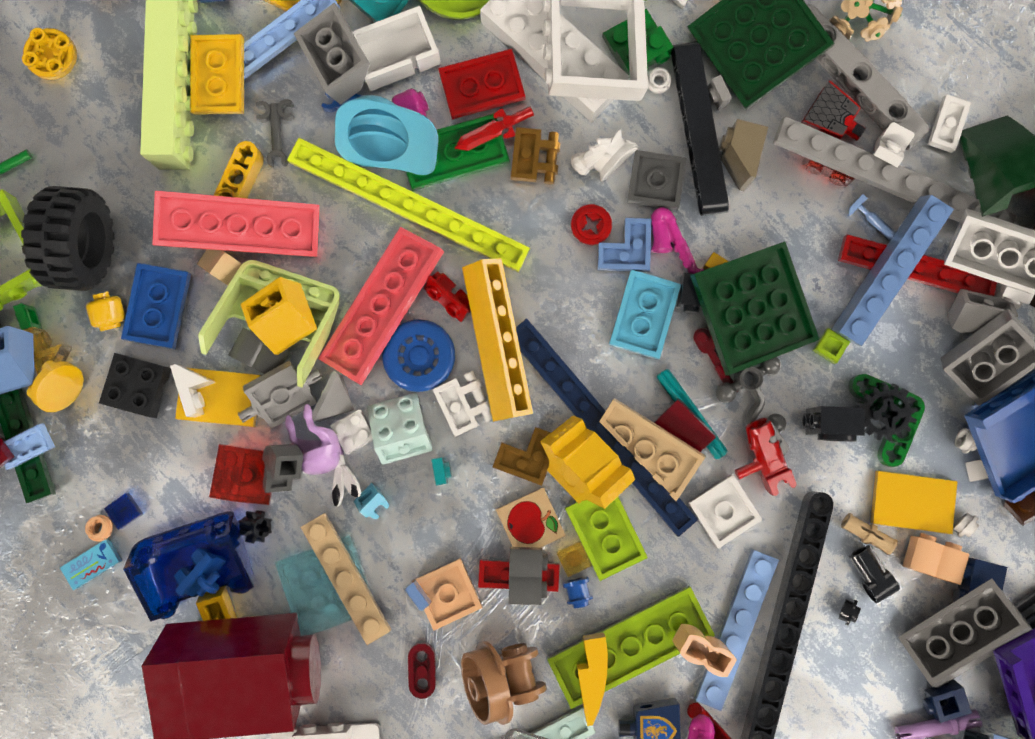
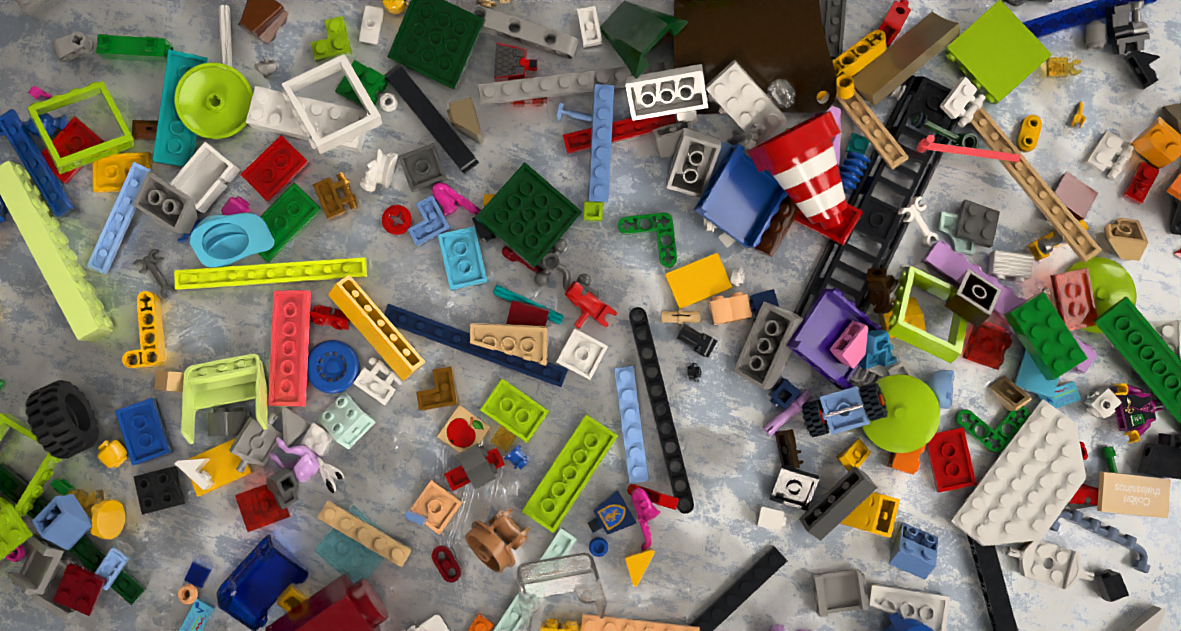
camera: 30 degrees left, 0 degrees up
(203, 575) = (271, 586): blue hips -> none
(217, 74) = (97, 259): yellow tile -> none
(235, 224) = (165, 349): coral plate -> none
(255, 526) = (288, 535): black gear -> none
(279, 314) = (226, 391): yellow slope -> none
(369, 501) = (352, 477): medium azure tile -> none
(441, 470) = (388, 431): teal plate -> none
(493, 129) = (298, 194): red sword -> none
(585, 464) = (474, 374): yellow slope -> none
(593, 674) = (553, 504): yellow slope -> none
(704, 650) = (616, 447): light nougat brick -> none
(719, 92) = (431, 89): light grey plate -> none
(834, 423) = (618, 260): black brick -> none
(892, 144) = (558, 62): white slope -> none
(898, 411) = (654, 228): black gear -> none

